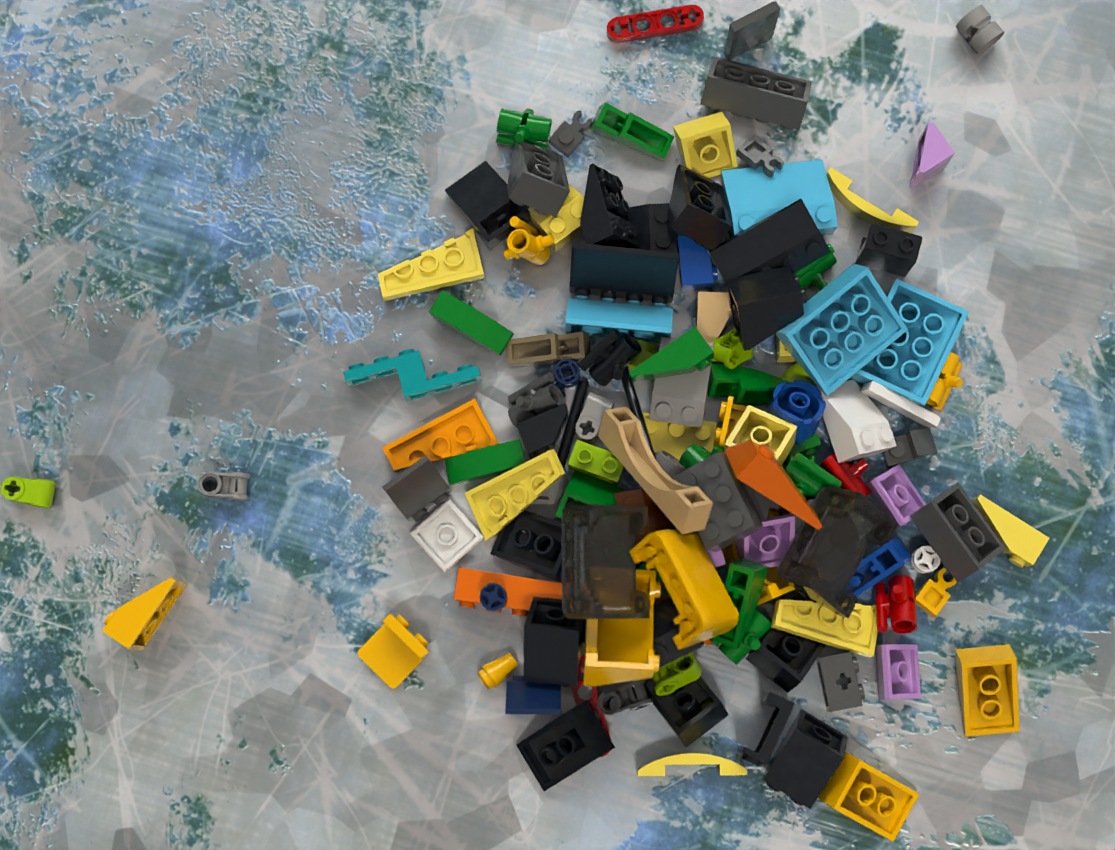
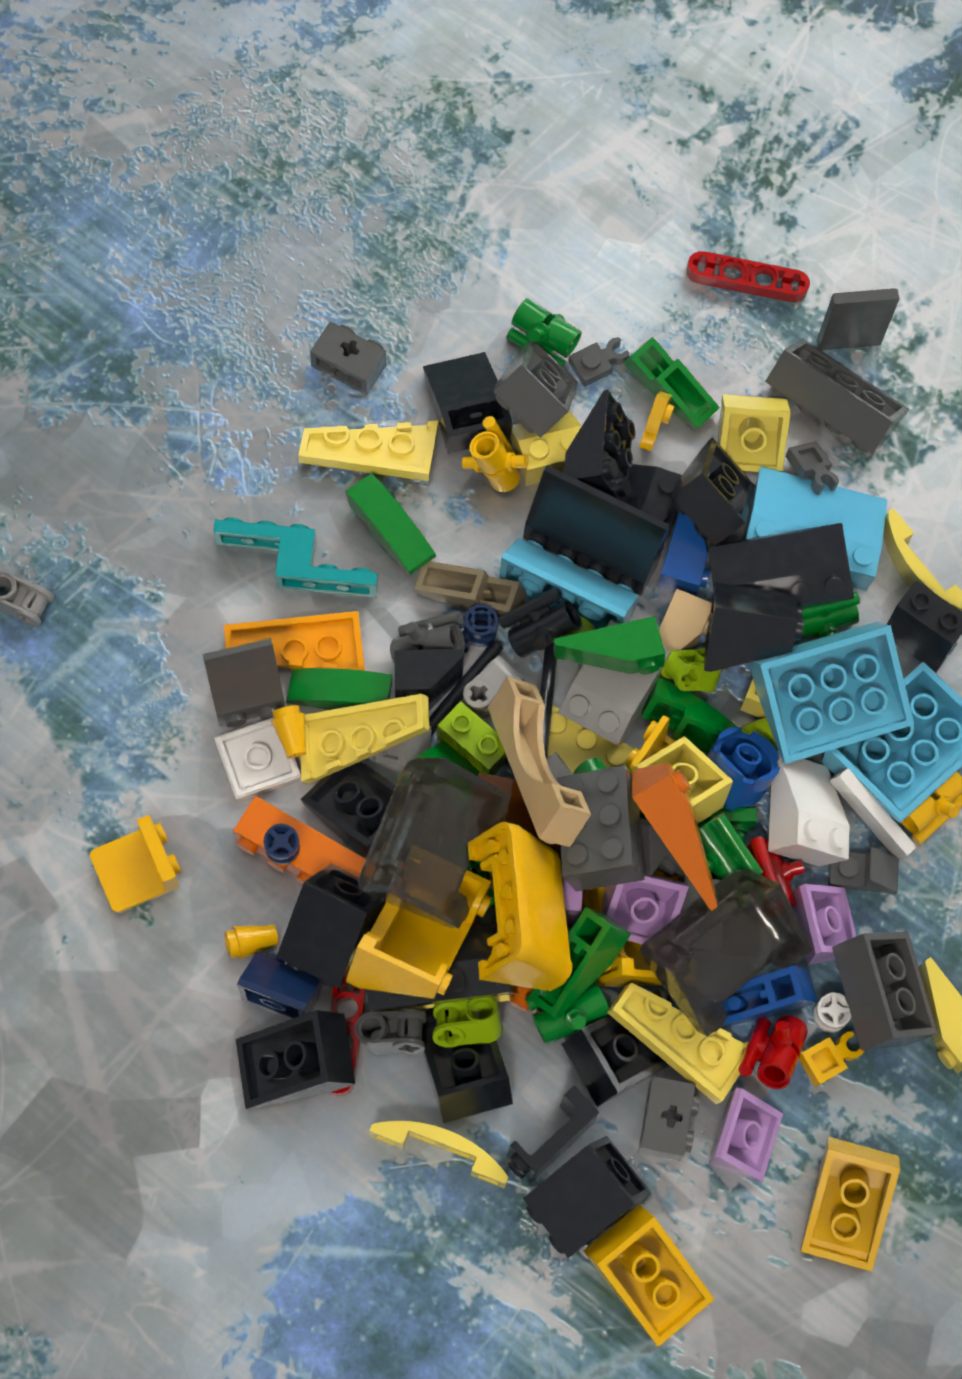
camera: 10 degrees right, 10 degrees down
(397, 213) = (348, 357): none -> dark grey brick
(462, 506) = (290, 729): none -> yellow cone
(634, 160) = (660, 413): none -> yellow plate

